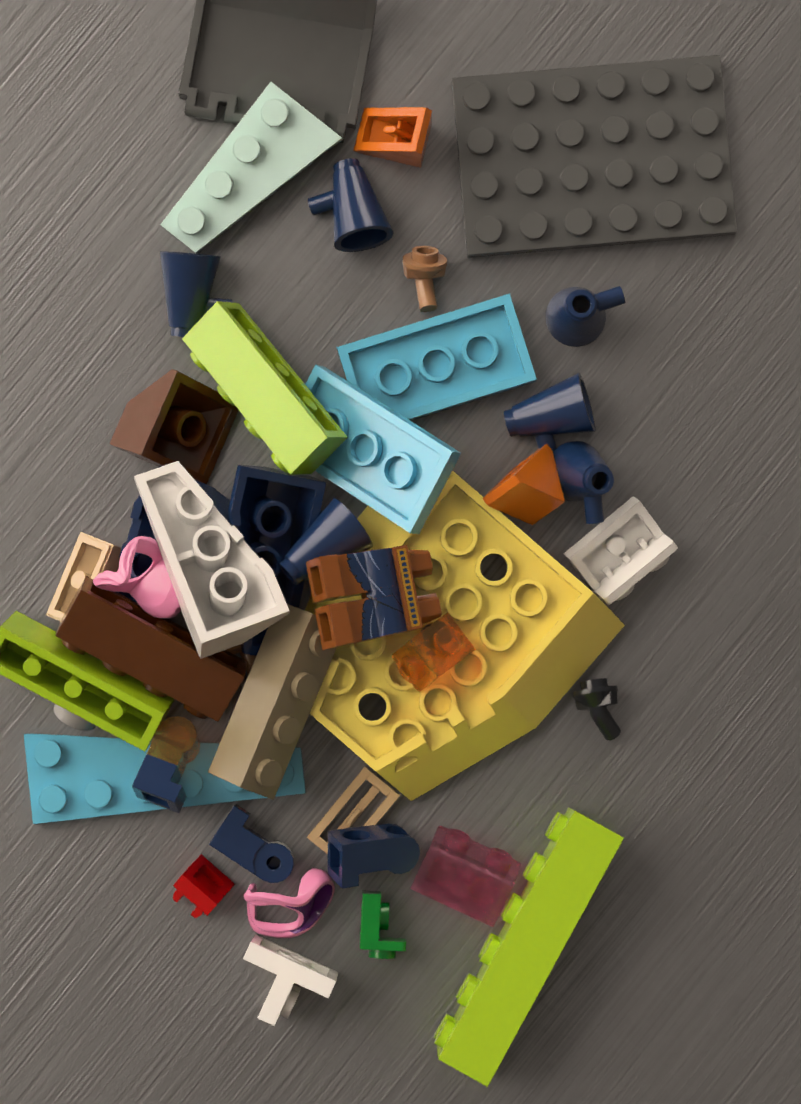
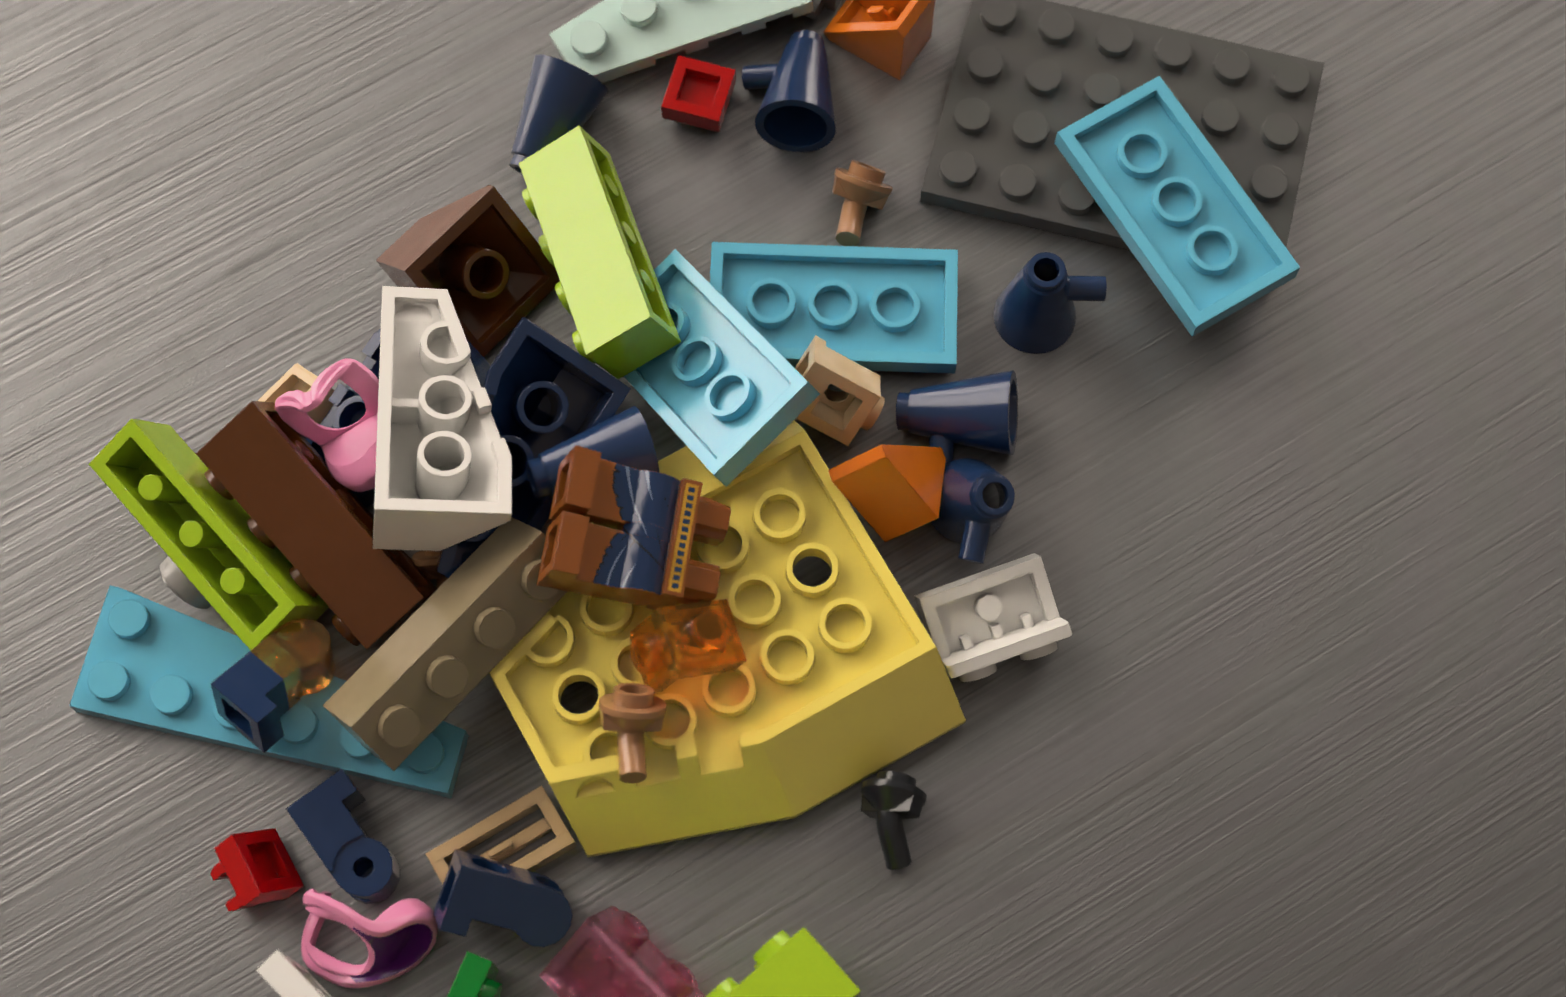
camera: 20 degrees right, 15 degrees down
(284, 233) = (698, 93): none -> red plate
(412, 710) = (631, 712): none -> medium nougat plate
(464, 428) = (845, 411): none -> tan brick
(650, 211) = (1176, 205): none -> medium azure plate

